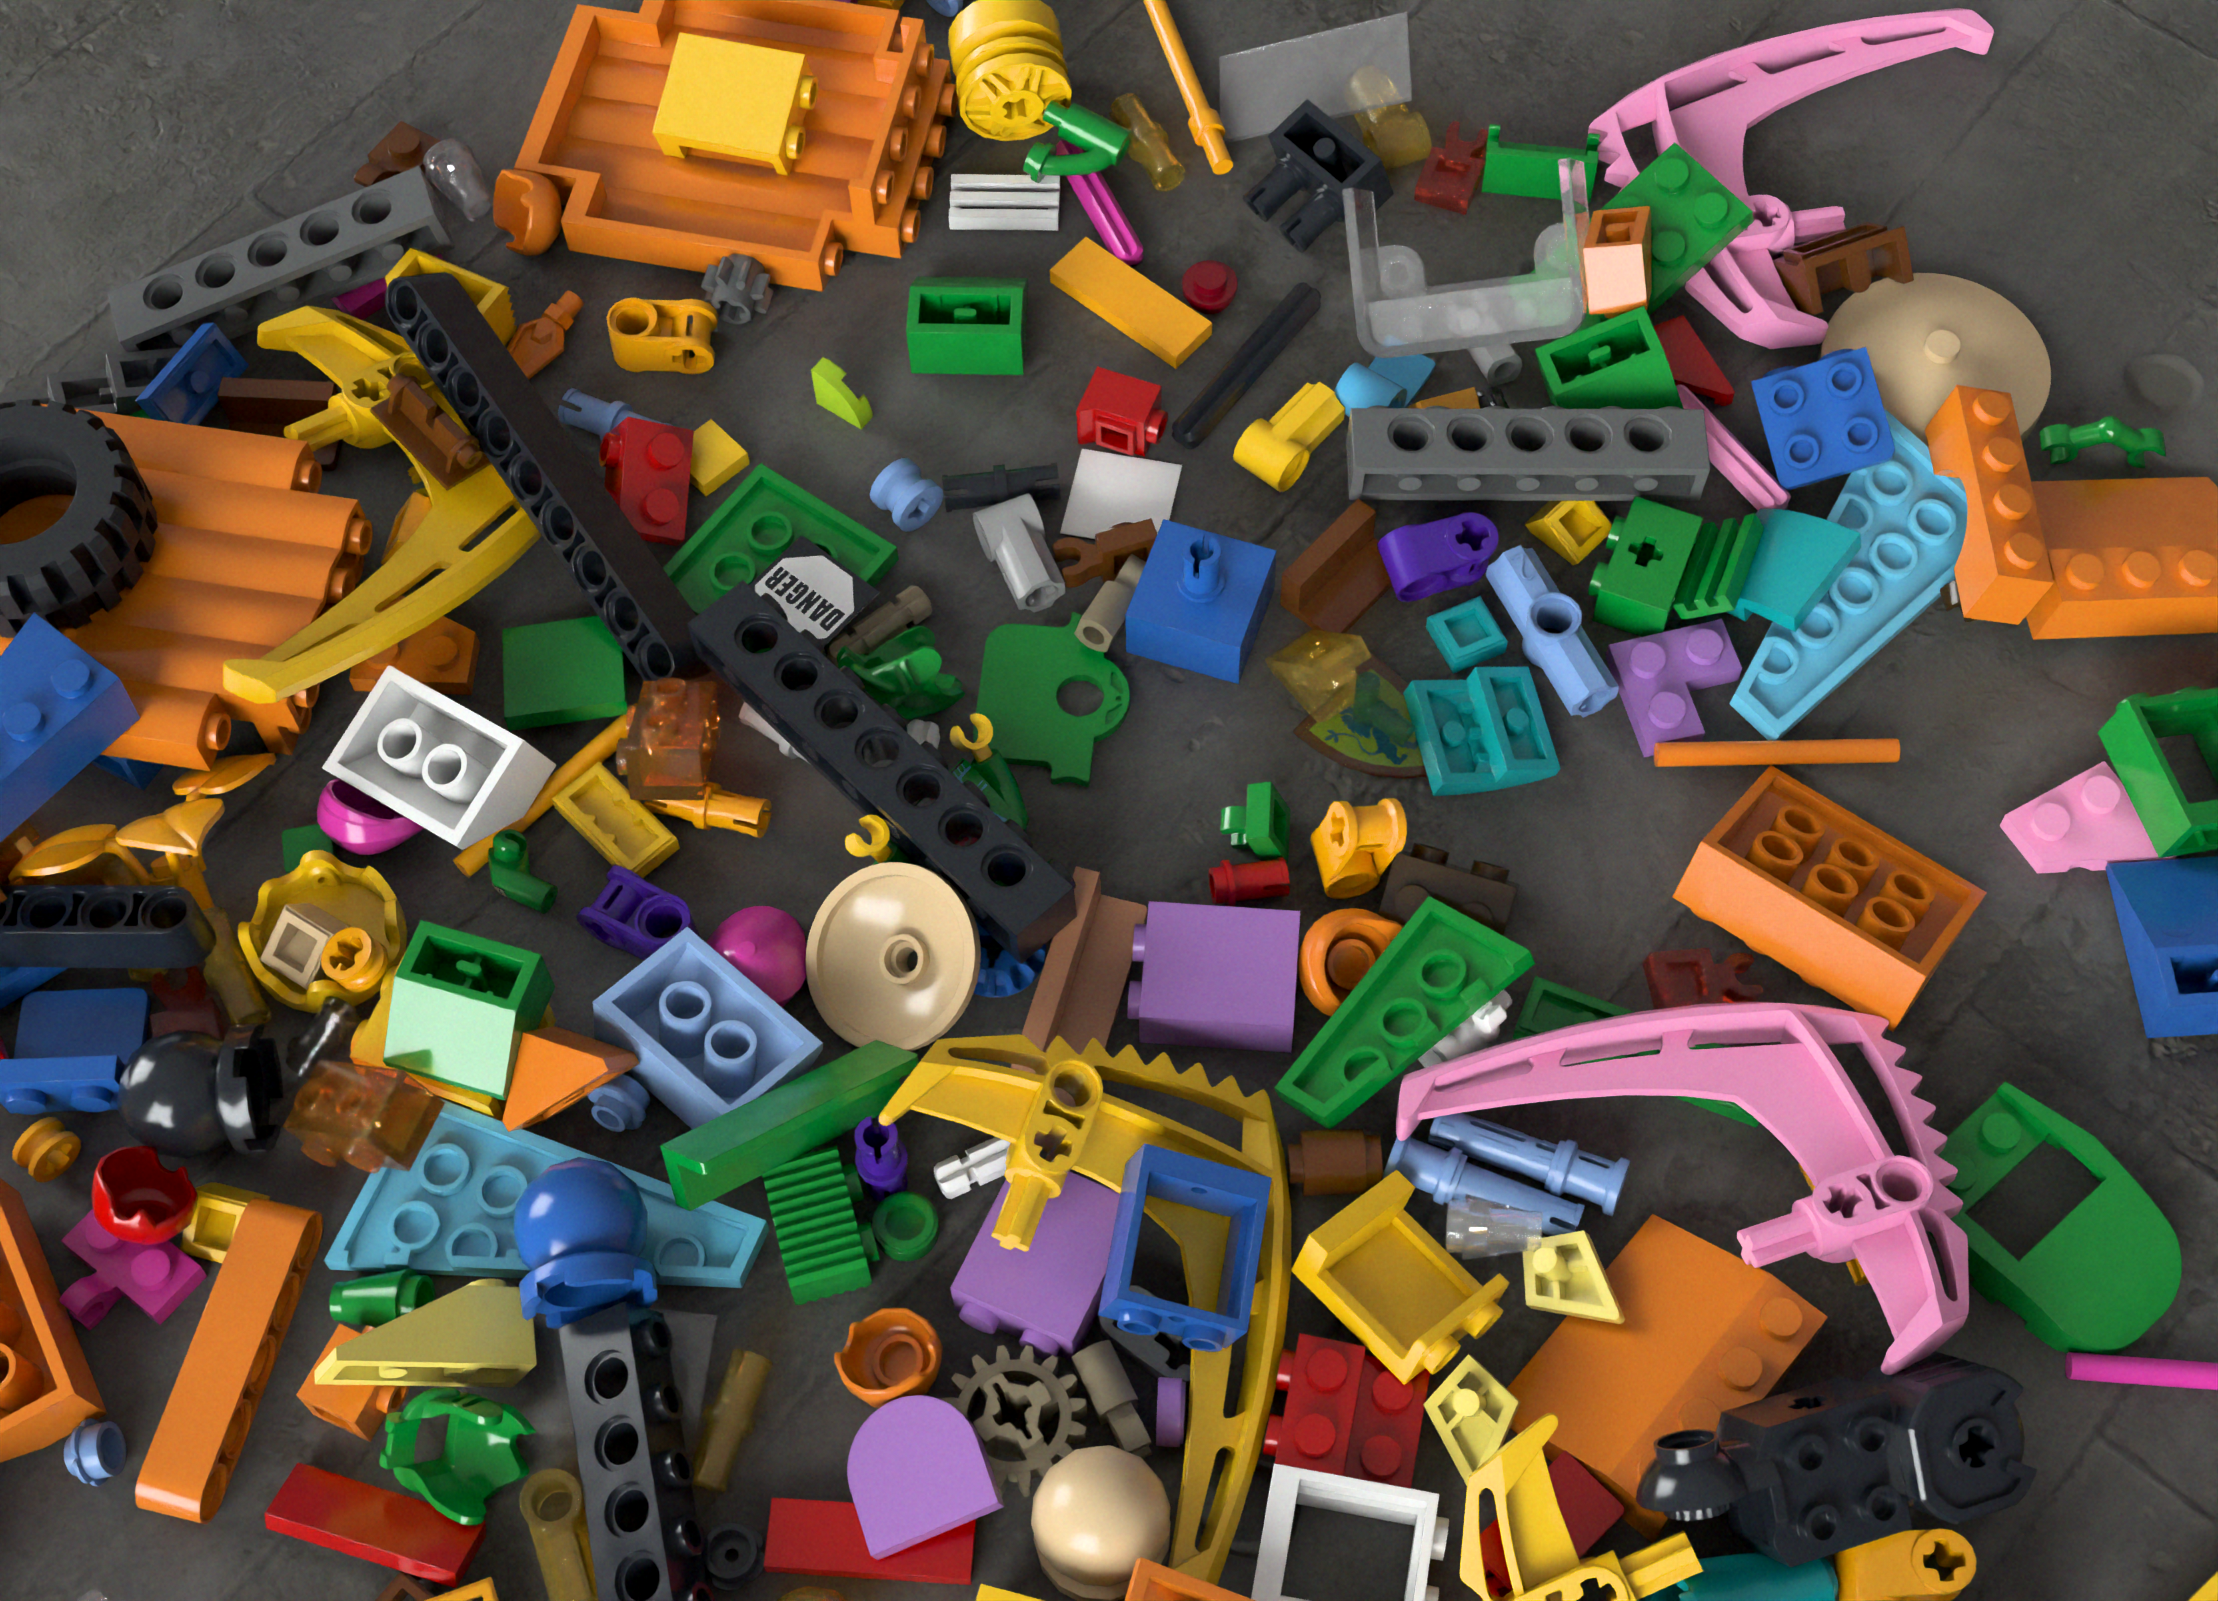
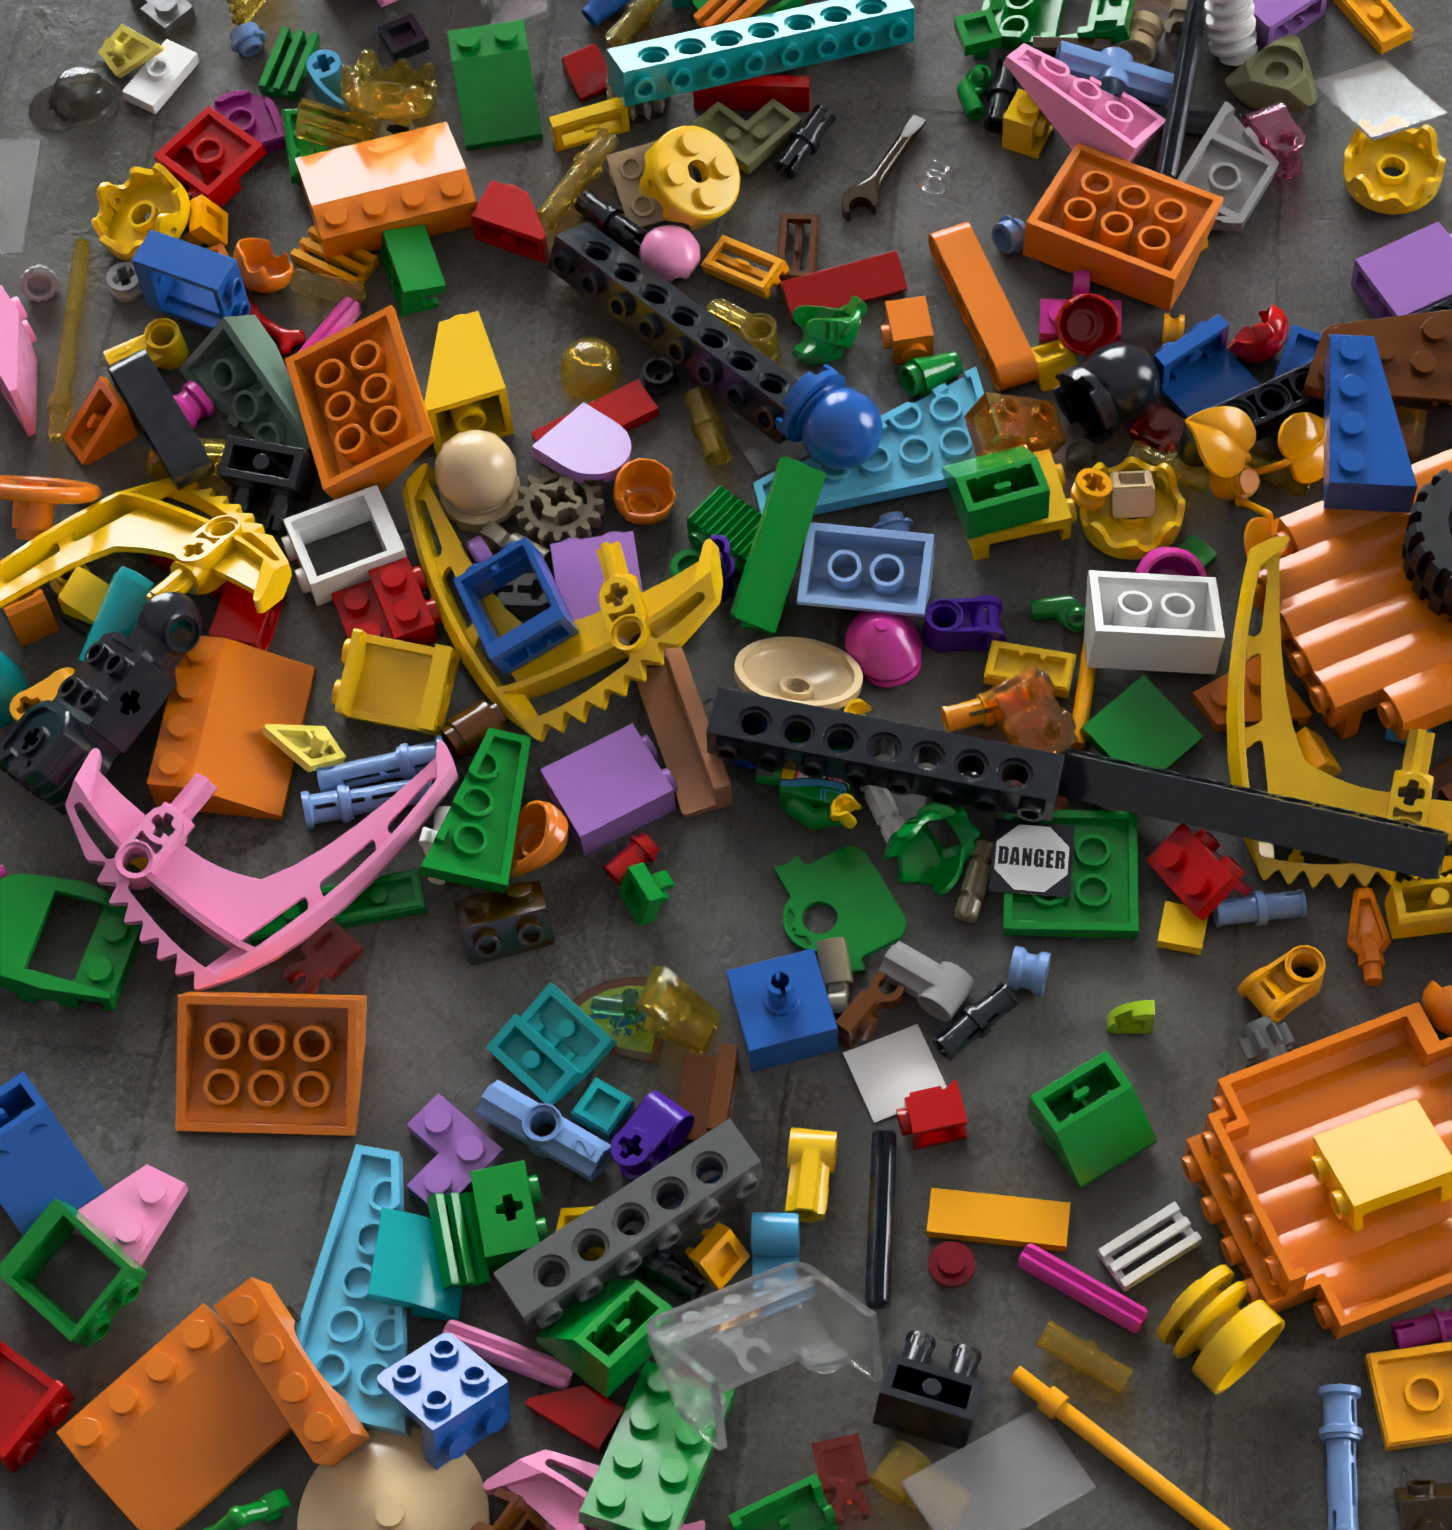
camera: 150 degrees right, 0 degrees up
(429, 432) = (1348, 790): reddish brown hinge -> none
(455, 1341) = (874, 347): light yellow slope -> none
(557, 1071) = (922, 504): orange slope -> none
(1098, 136) = (1127, 1317): green plant -> none
(1357, 845) = (577, 902): light orange piece -> none
(1471, 1415) = (318, 647): light yellow piece -> none
(1490, 1228) = (365, 739): clear cone -> none
(1618, 260) = (655, 1412): slope -> none
(1776, 752) = (345, 1147): orange piece -> none

